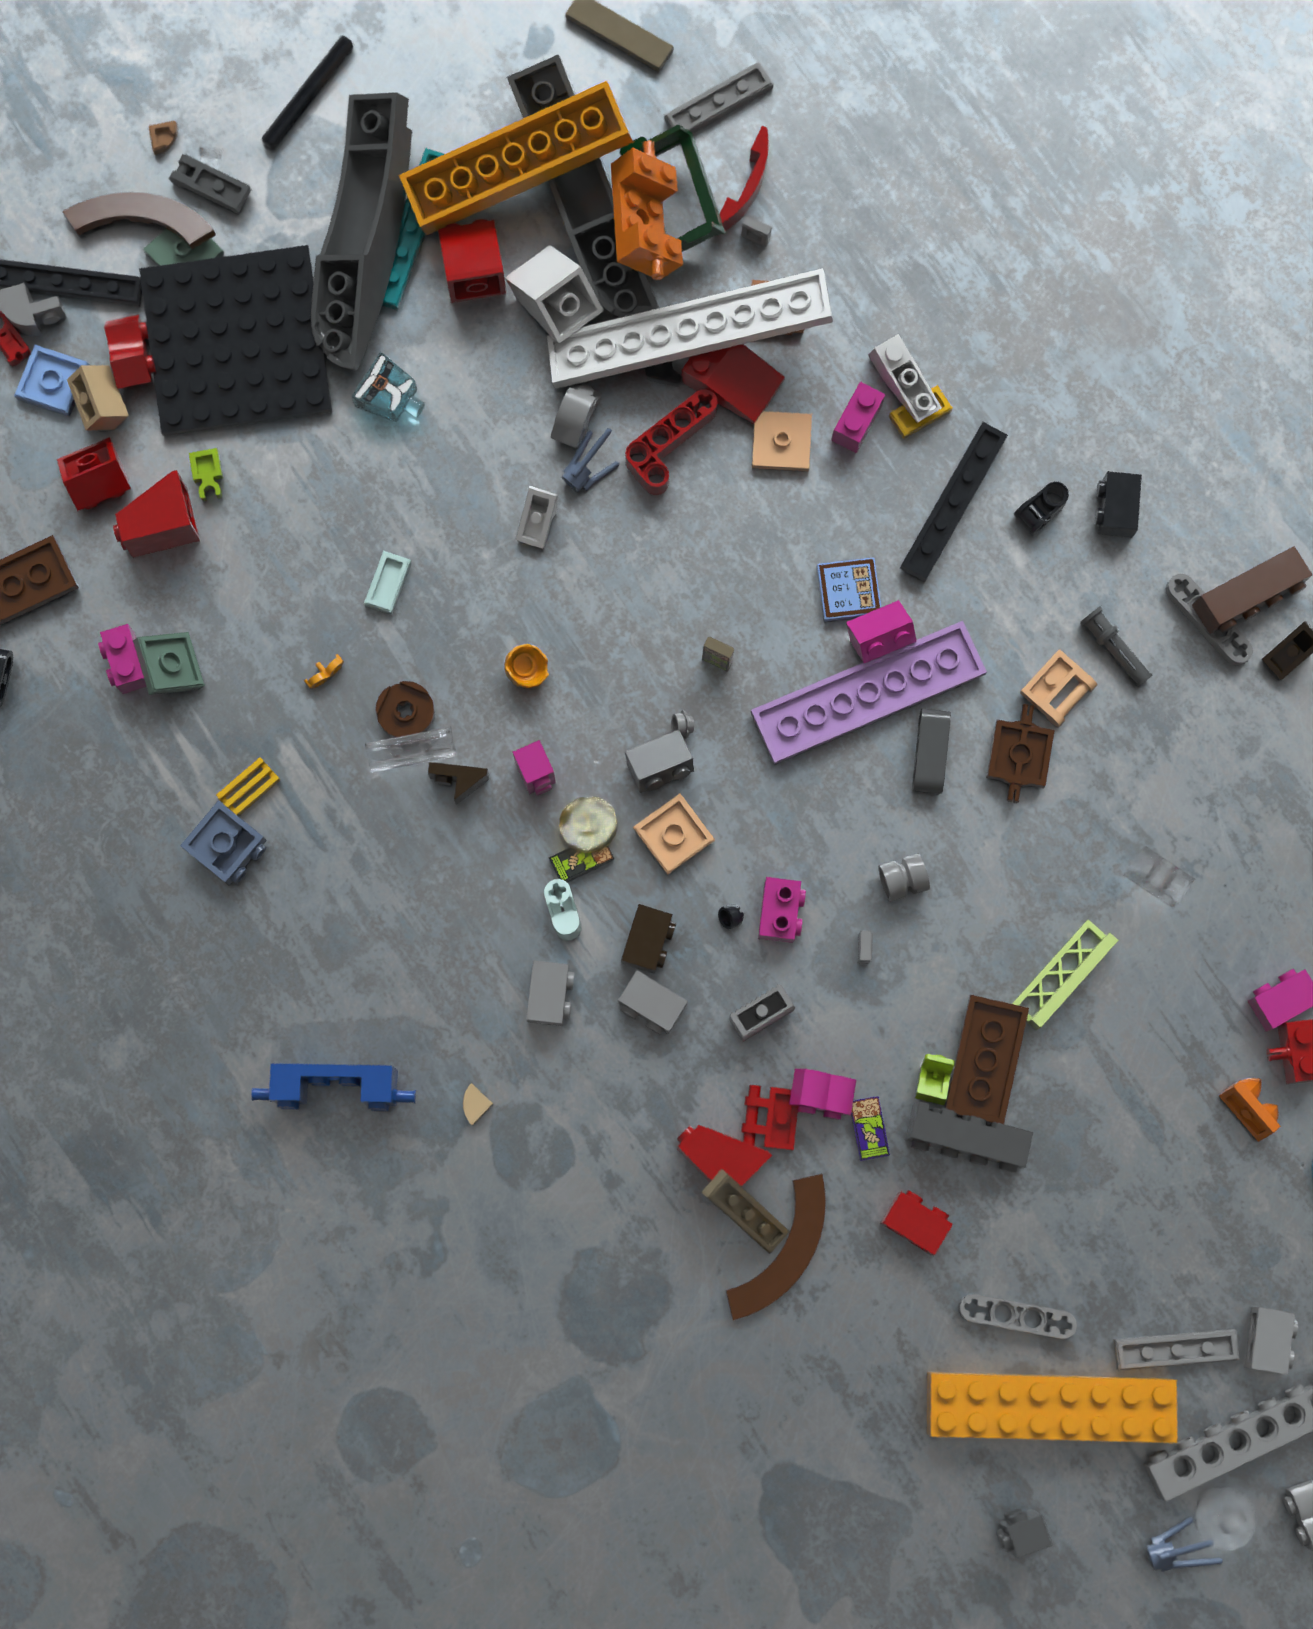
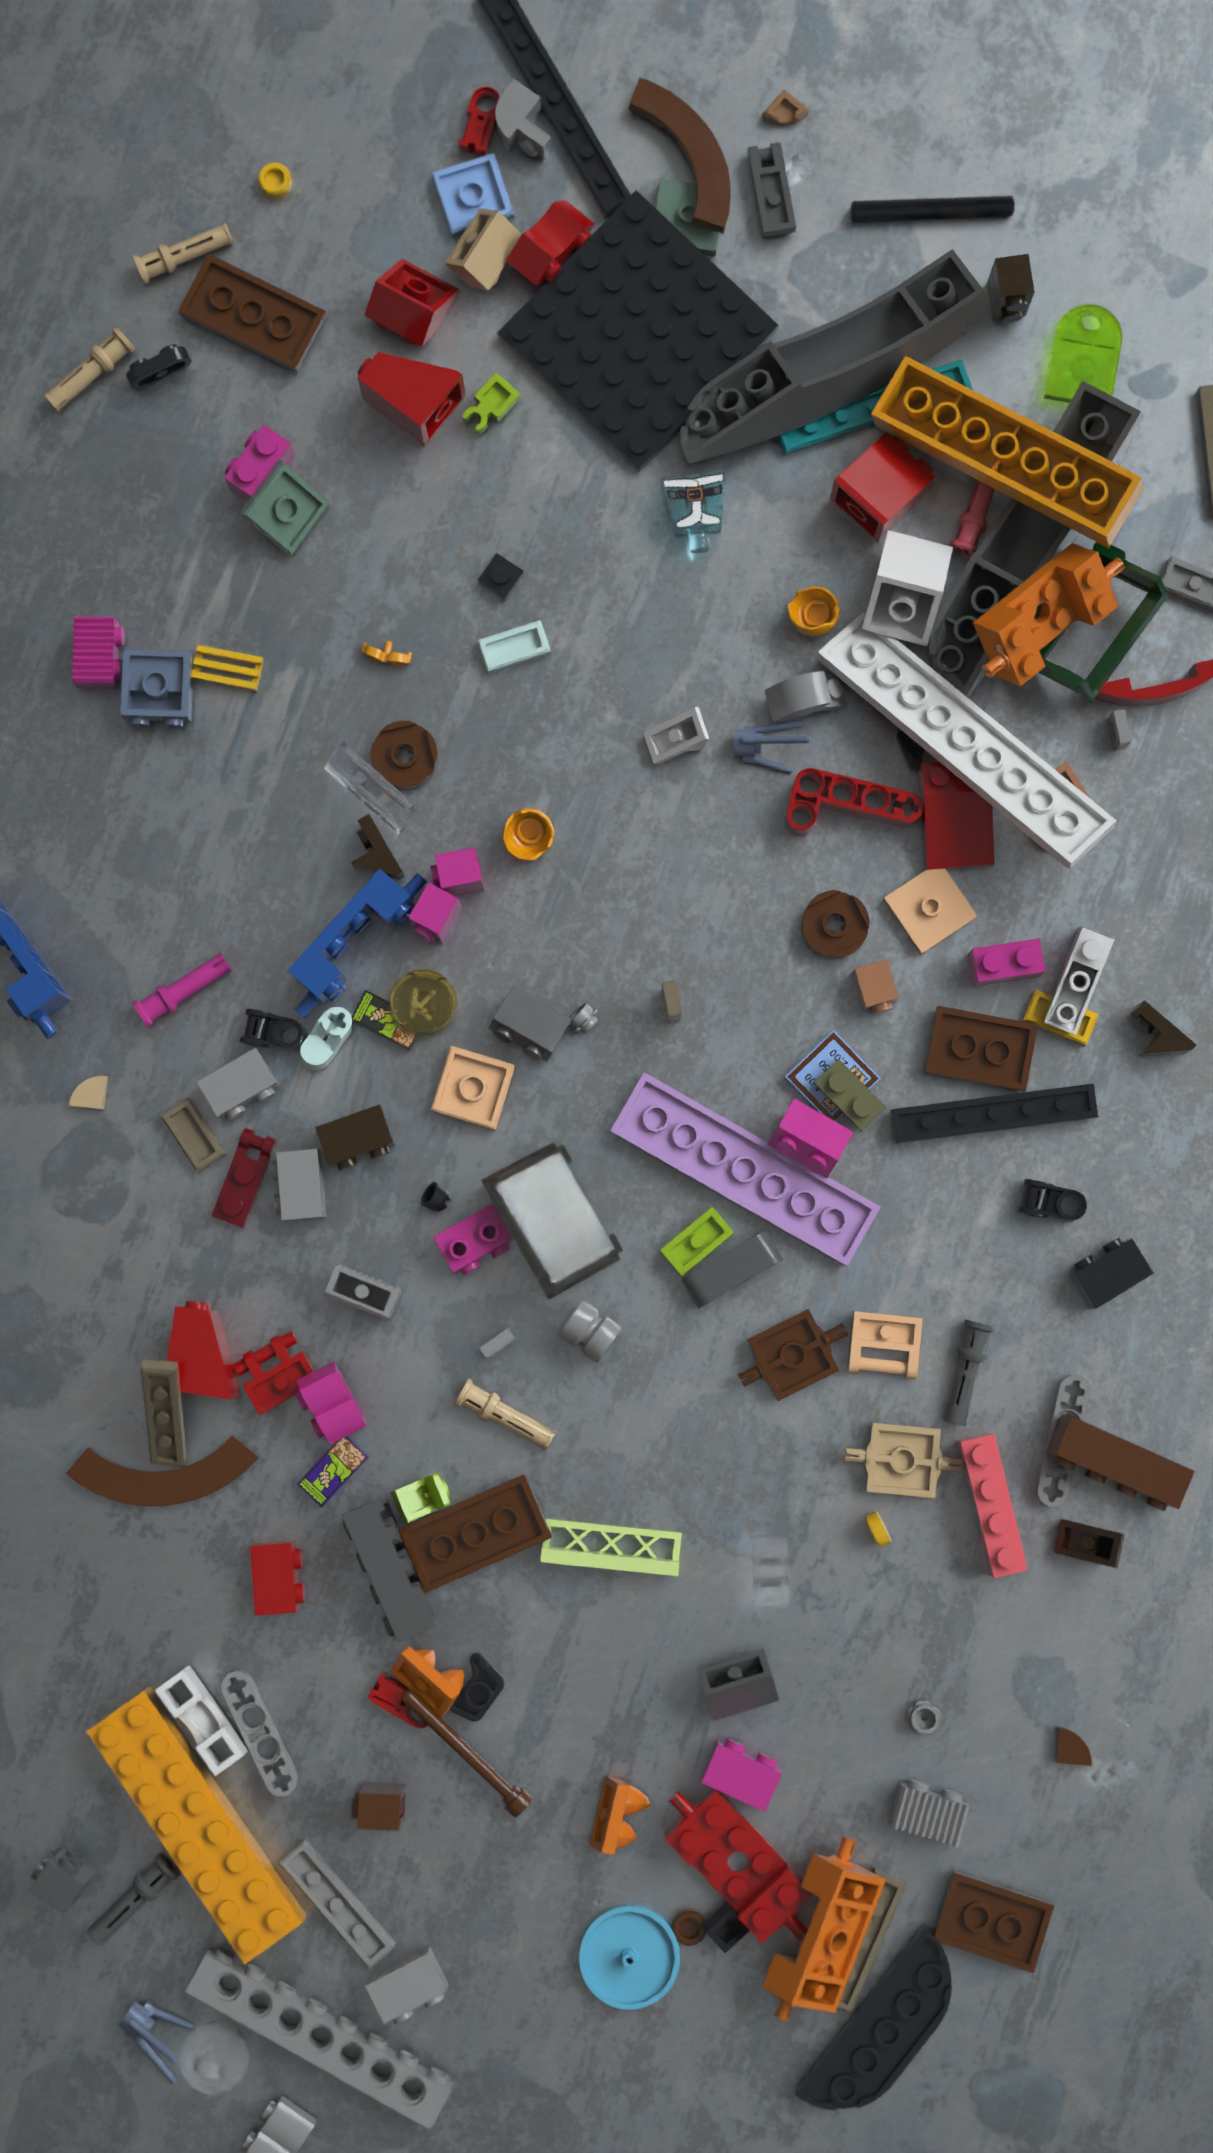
camera: 60 degrees right, 5 degrees up
(166, 868) = (96, 652): none -> dark pink brick
(332, 555) = (501, 577): none -> black plate
(406, 76) = (1010, 287): none -> dark brown brick
(449, 997) = (168, 997): none -> dark pink pin
(484, 70) = (1084, 353): none -> clear neon green tile
(499, 796) = (377, 896): none -> blue brick
(518, 729) = (458, 872): none -> dark pink brick
(521, 366) = (814, 611): none -> light orange hair
(527, 944) = (267, 1030): none -> black piece
(541, 220) = (972, 521): none -> coral pin
(559, 1053) = (193, 1134): none -> dark tan tile
(617, 1040) = (244, 1179): none -> dark red plate
(735, 497) = (839, 905): none -> reddish brown plate
(807, 846) = (551, 1220): none -> clear smoke windscreen
(809, 514) = (875, 986): none -> nougat brick
(871, 585) = (849, 1095): none -> olive plate
(894, 761) = (696, 1241): none -> lime plate
(903, 477) = (981, 1048): none -> reddish brown plate
(906, 985) = (490, 1407): none -> tan pin
(981, 1348) = (212, 1731): none -> white arch
(985, 351) = (1168, 1037): none -> dark brown slope
(1065, 1200) = (388, 1695): none -> red piece
(1070, 1479) = (144, 1888): none -> dark grey pin
(1072, 1168) = (418, 1674): none -> orange tile
(1098, 1141) = (480, 1690): none -> black piece
(1132, 1264) = (379, 1806): none -> reddish brown brick
(1146, 733) = (903, 1460): none -> tan plate
(1182, 784) = (878, 1529): none -> yellow tile
(1191, 1169) = (515, 1798): none -> reddish brown piece
(1222, 955) = (738, 1684): none -> dark grey brick
(1242, 703) = (993, 1505): none -> coral arch

